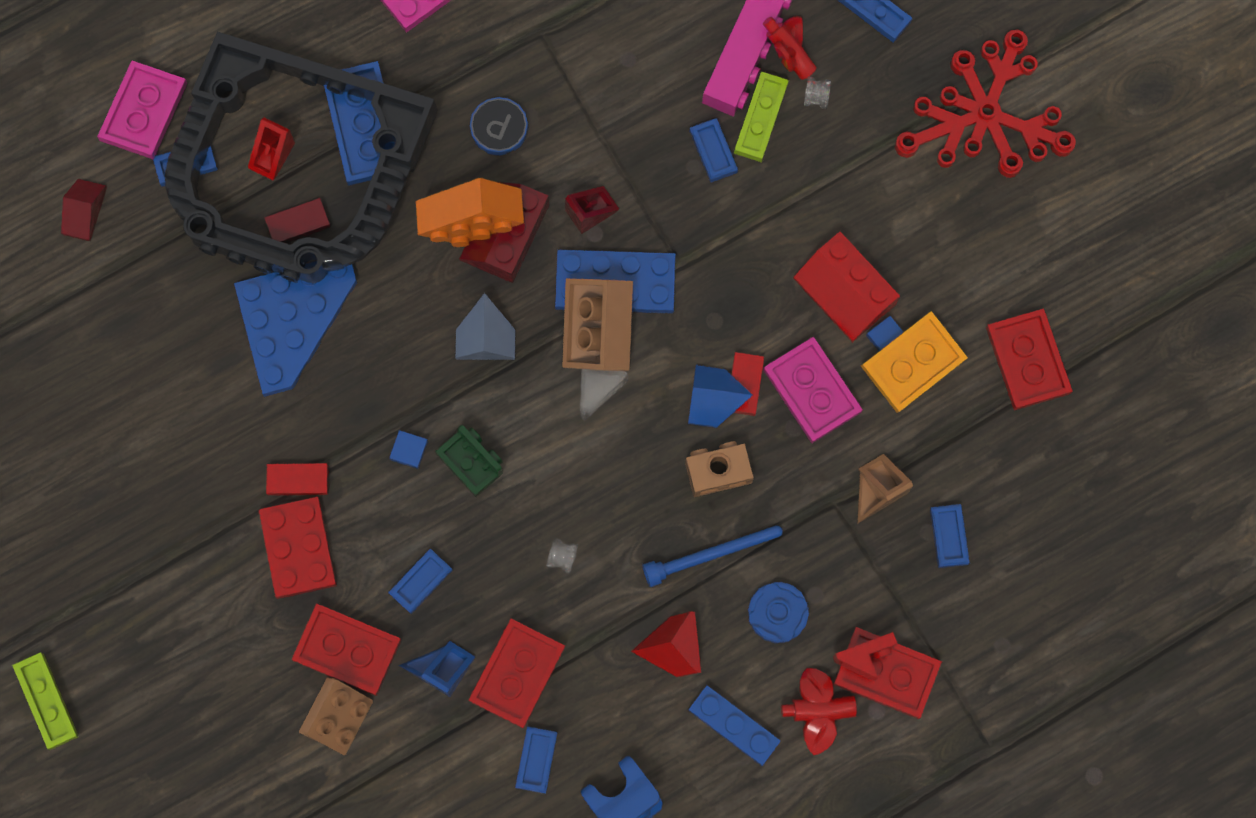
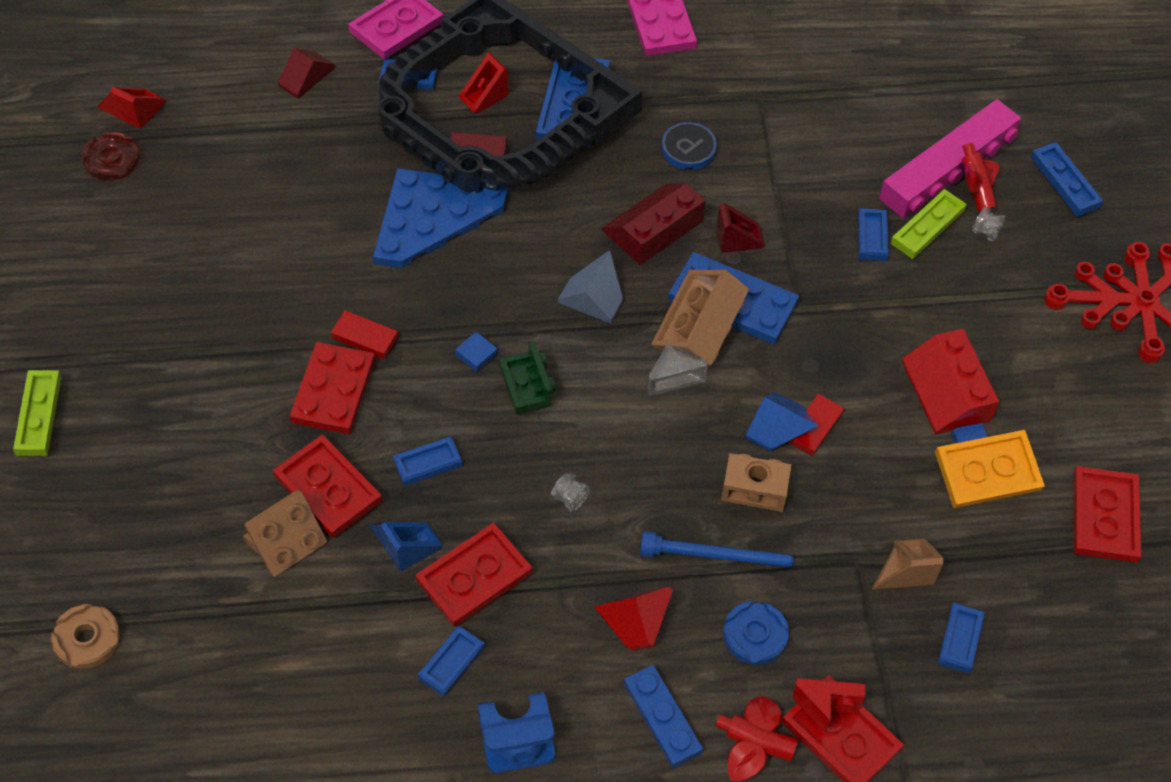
camera: 25 degrees right, 20 degrees down
(469, 212) = (629, 179): orange brick -> none
(812, 390) = (879, 454): dark pink plate -> none

